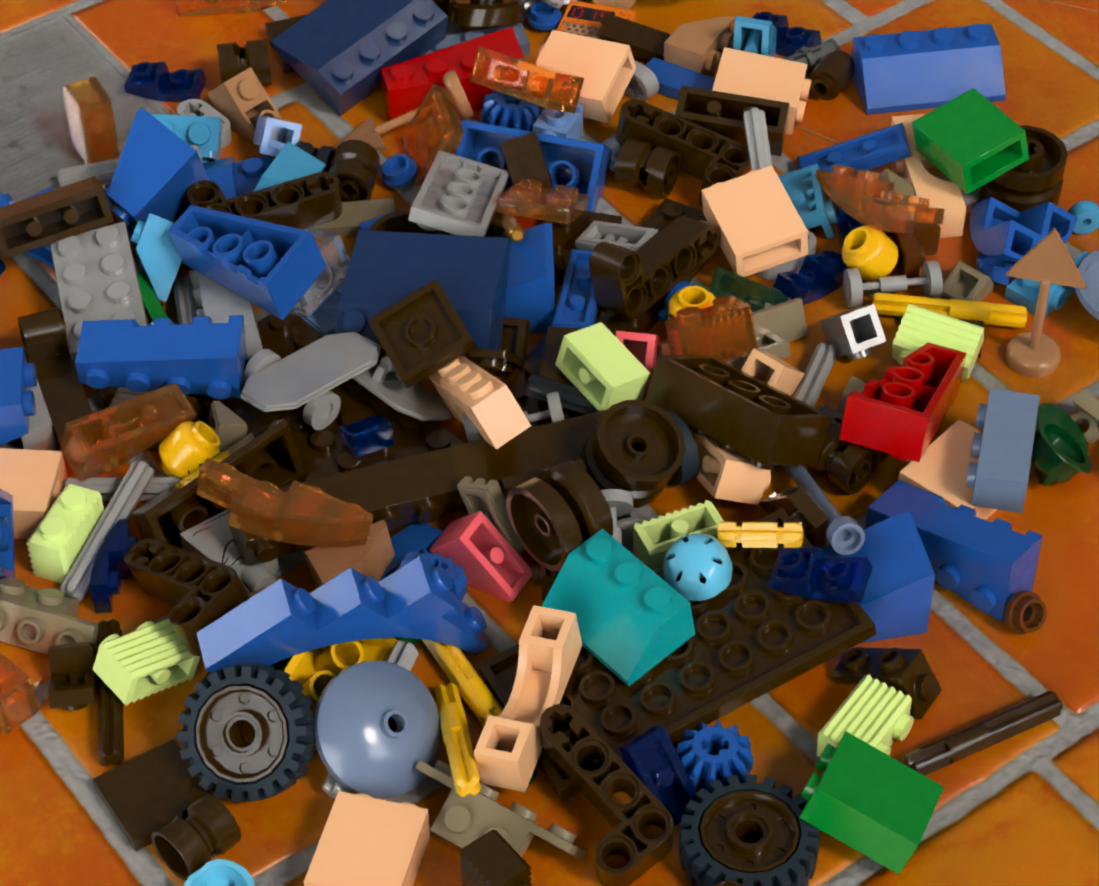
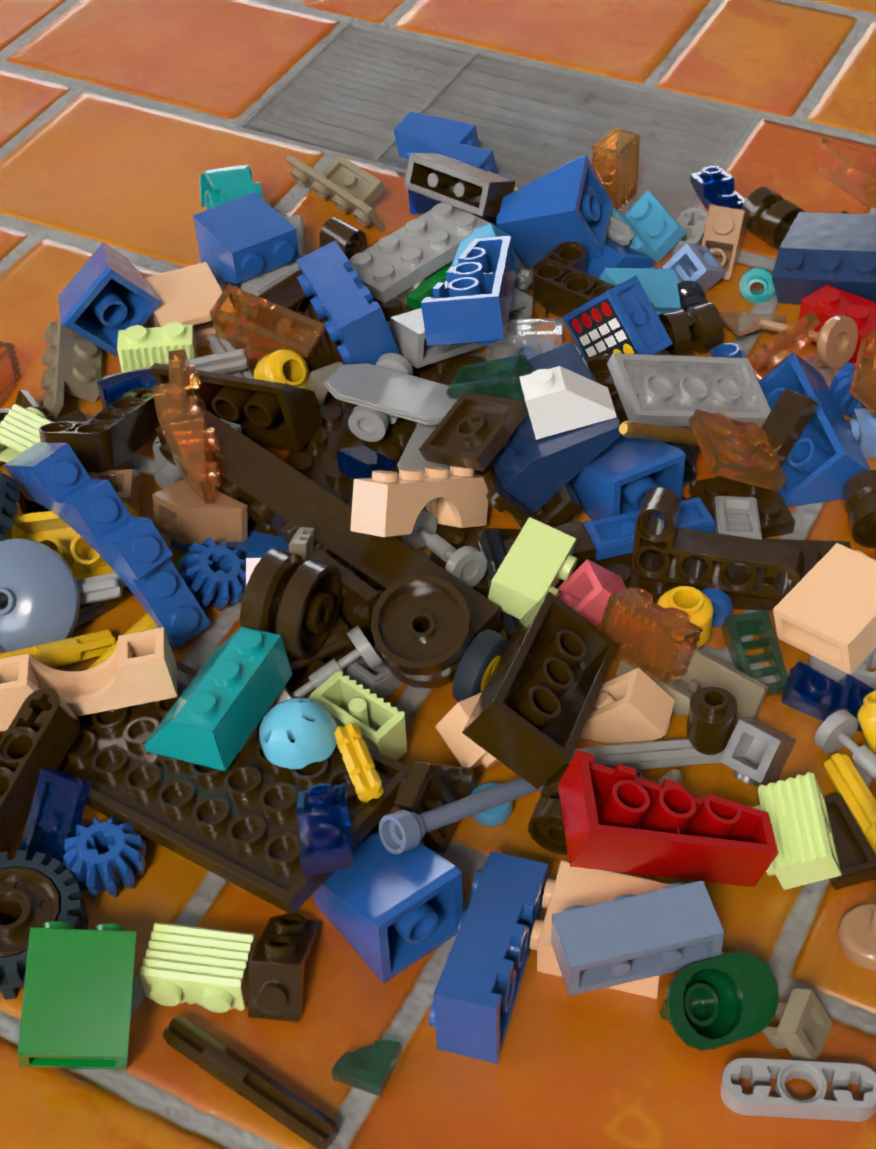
camera: 65 degrees right, 0 degrees up
(319, 113) = (756, 275): none -> teal plate
(353, 200) = (618, 323): none -> panel
(364, 281) = (492, 378): none -> clear green slope
(457, 258) = (564, 401): none -> white slope
(821, 336) = (711, 719): none -> dark brown brick
(1002, 662) = (368, 1066): none -> clear green tile
(1025, 612) = (440, 1058): reddish brown plate -> none

